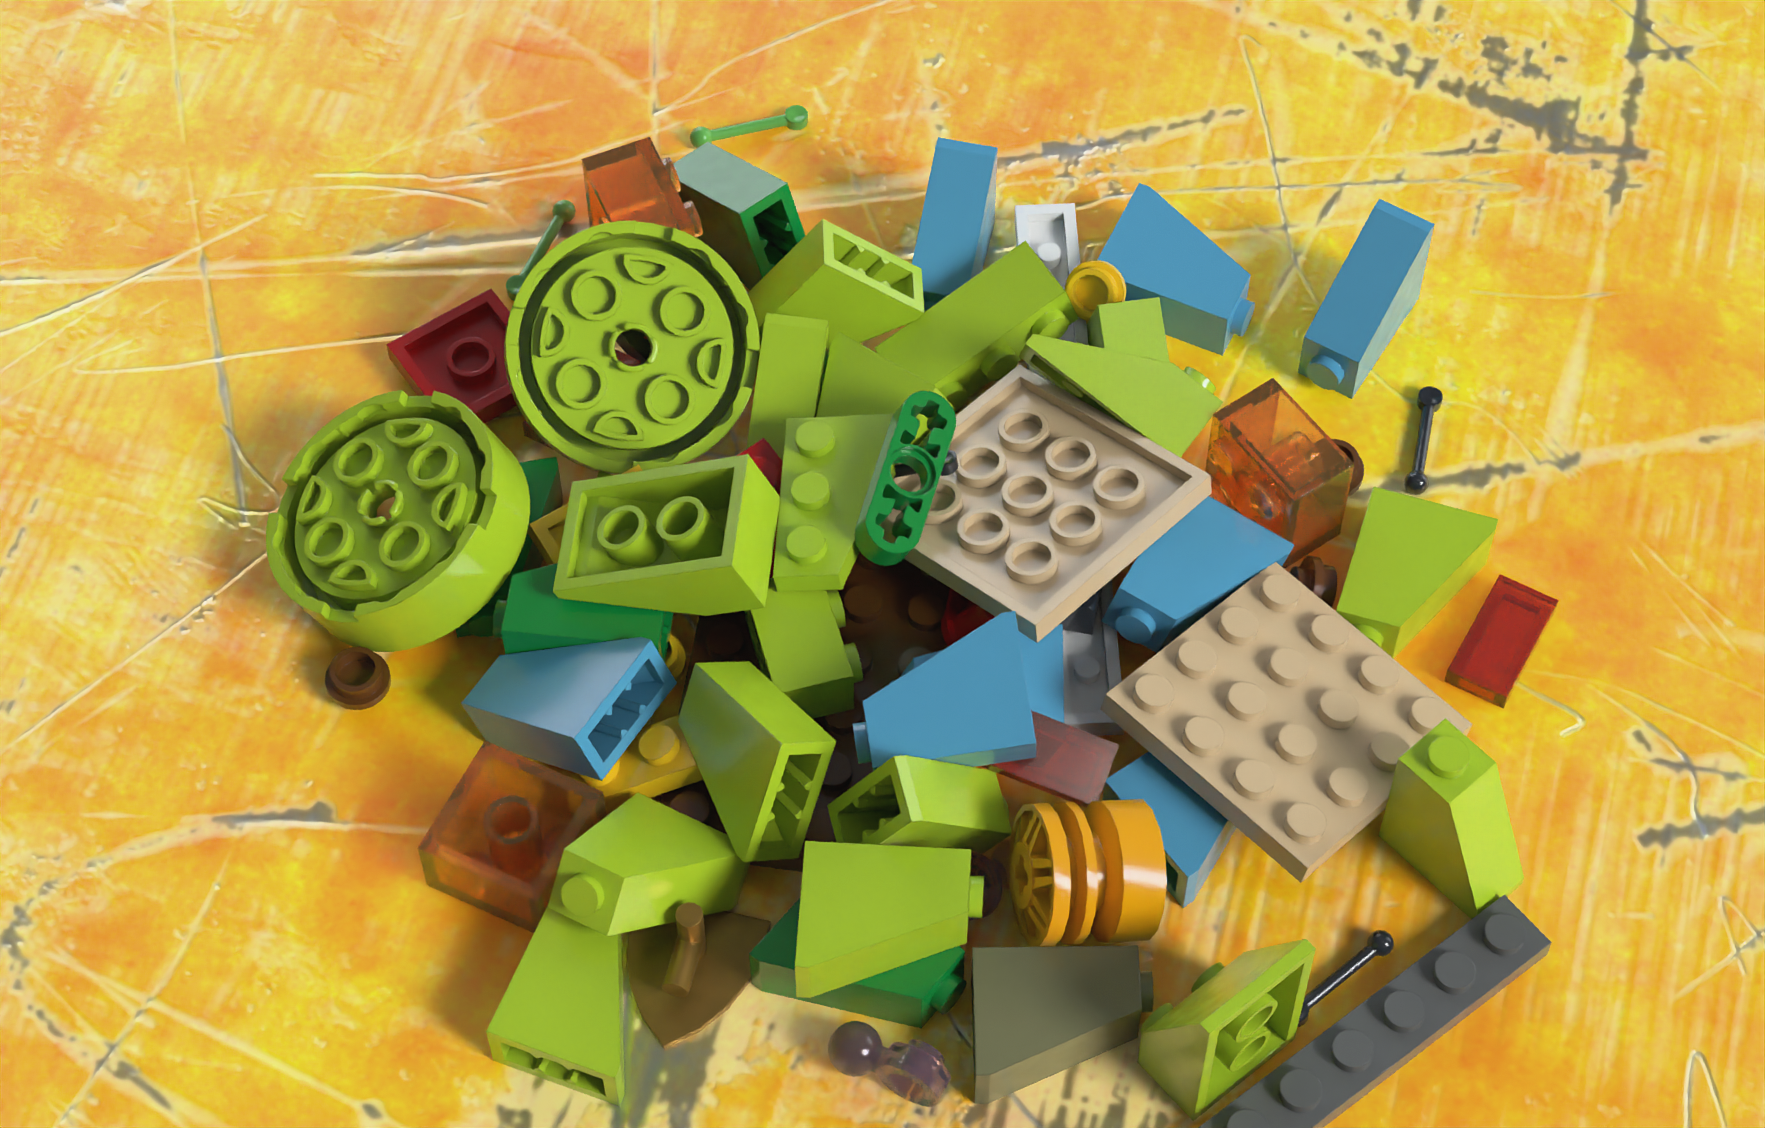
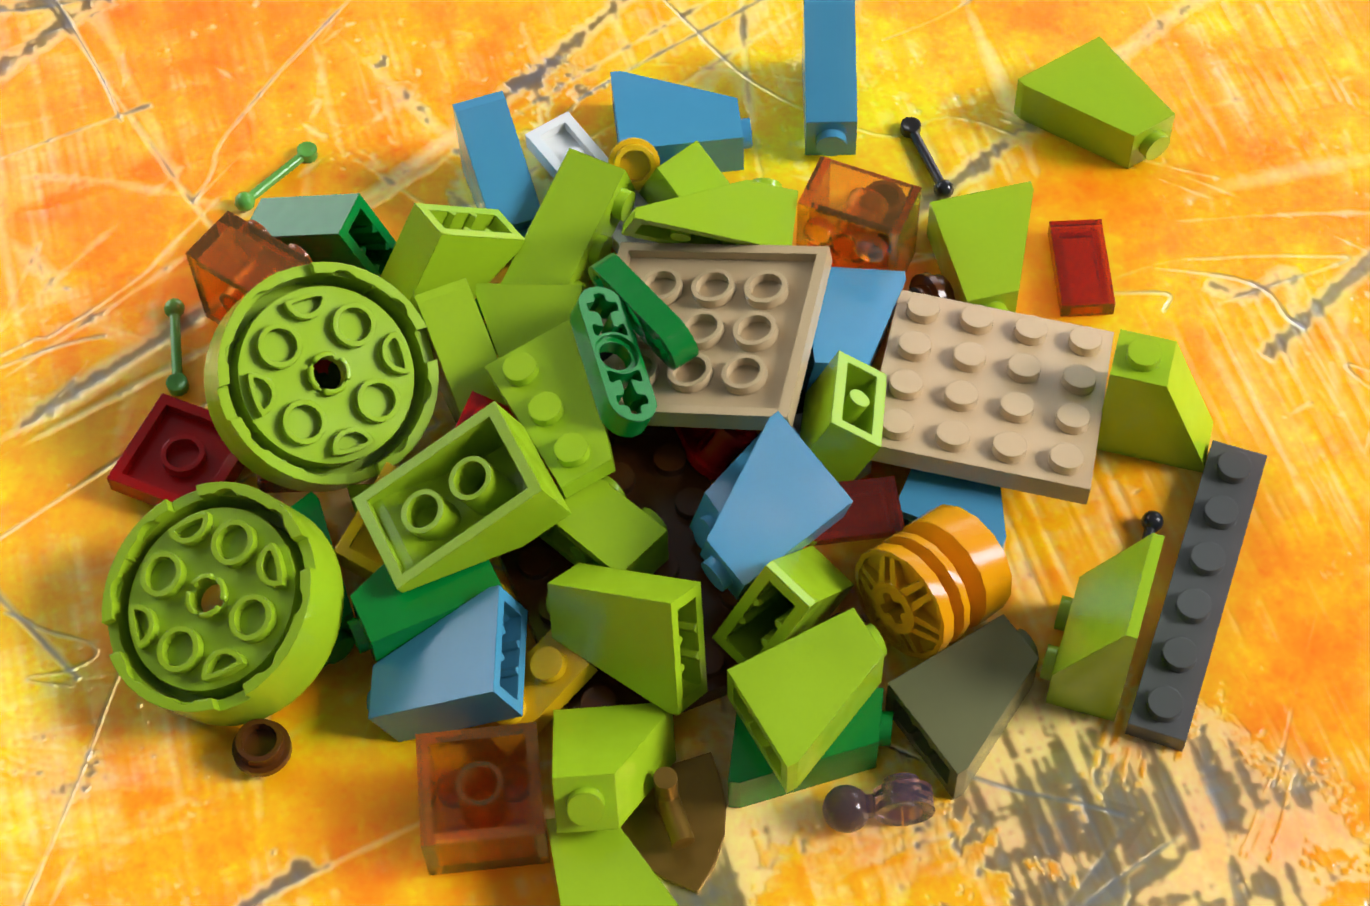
camera: 30 degrees left, 0 degrees up
(975, 444) = (647, 312): none -> green beam
(1105, 660) = (845, 416): none -> lime brick
(1642, 475) = (1096, 105): none -> lime slope

